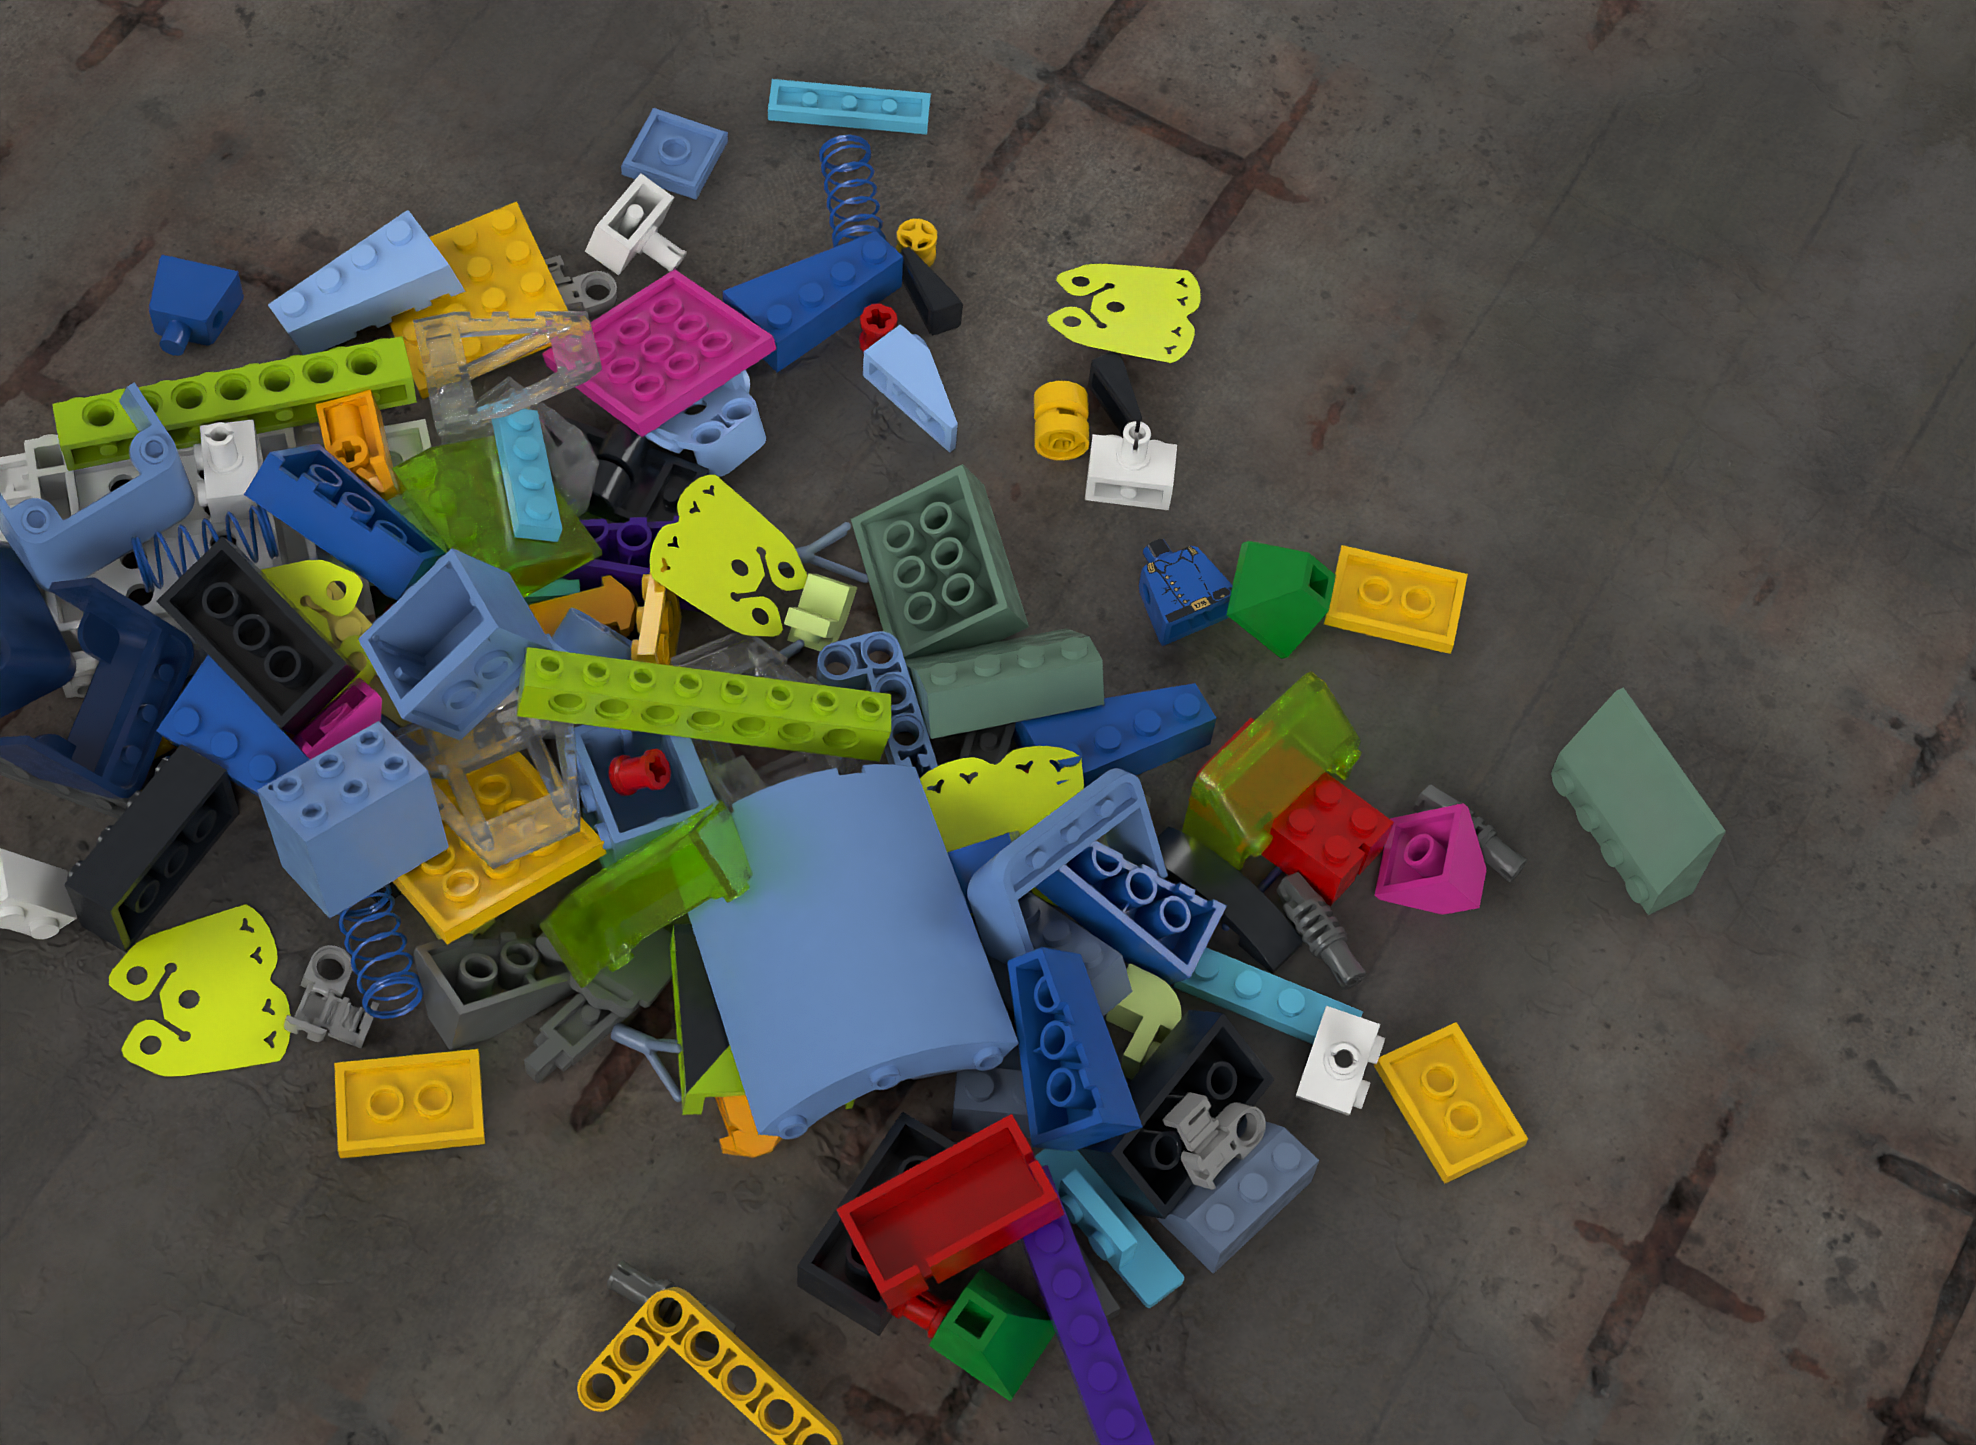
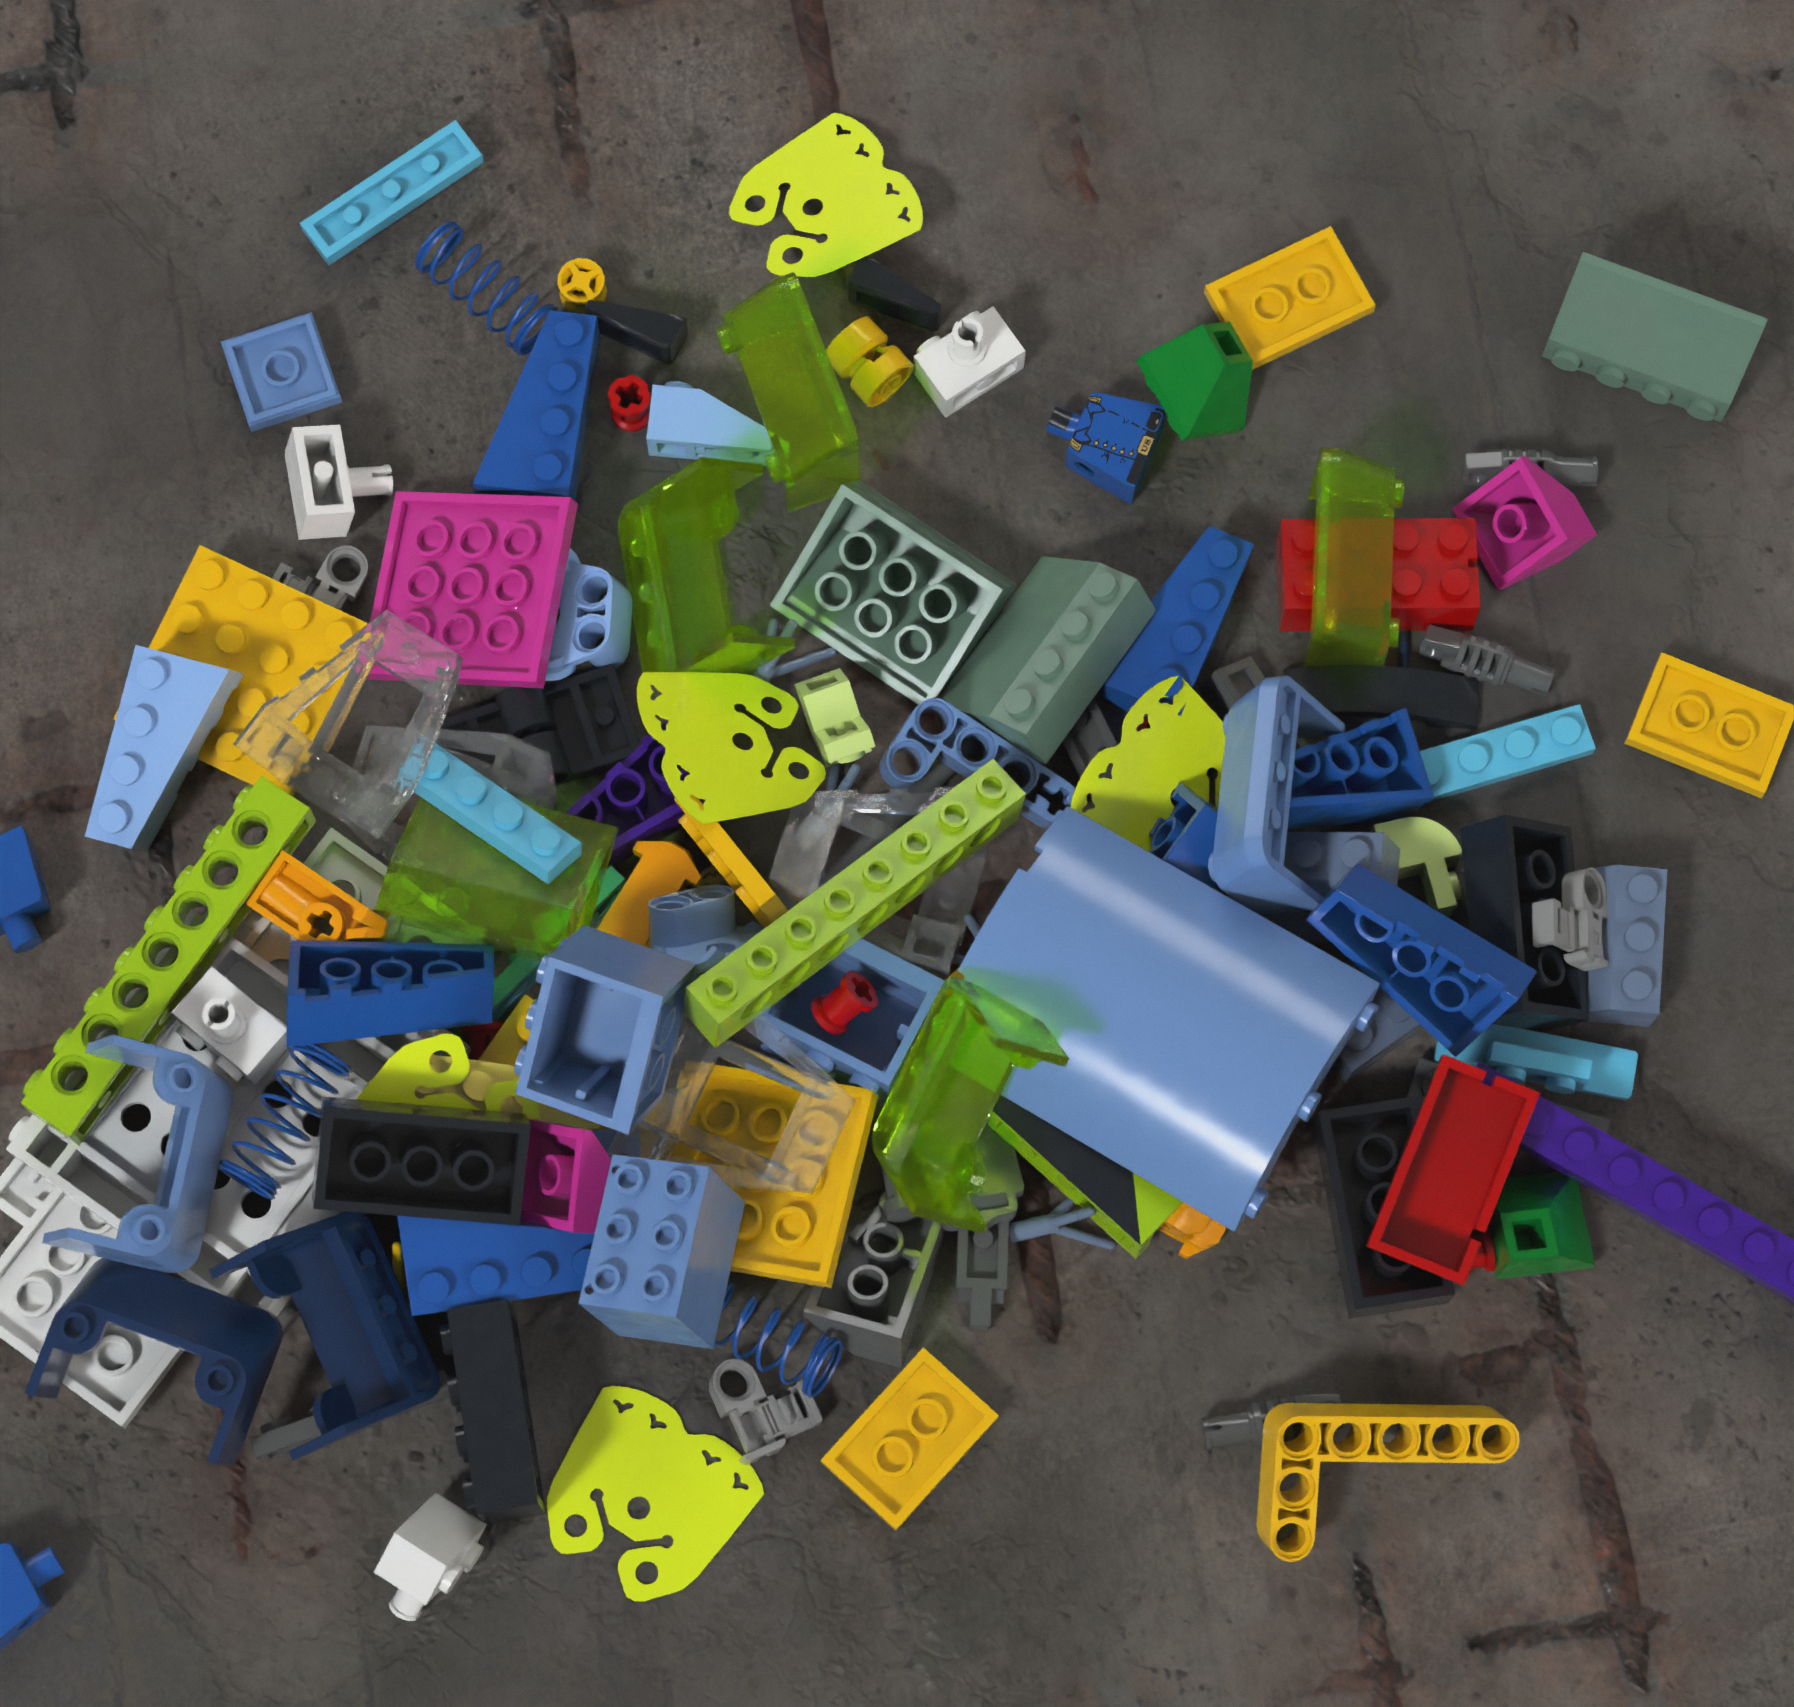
camera: 35 degrees left, 15 degrees up
(815, 447) = (678, 574): none -> clear neon green windscreen
(981, 385) = (794, 391): none -> clear neon green windscreen
(1339, 1061) = (1605, 768): white brick -> none

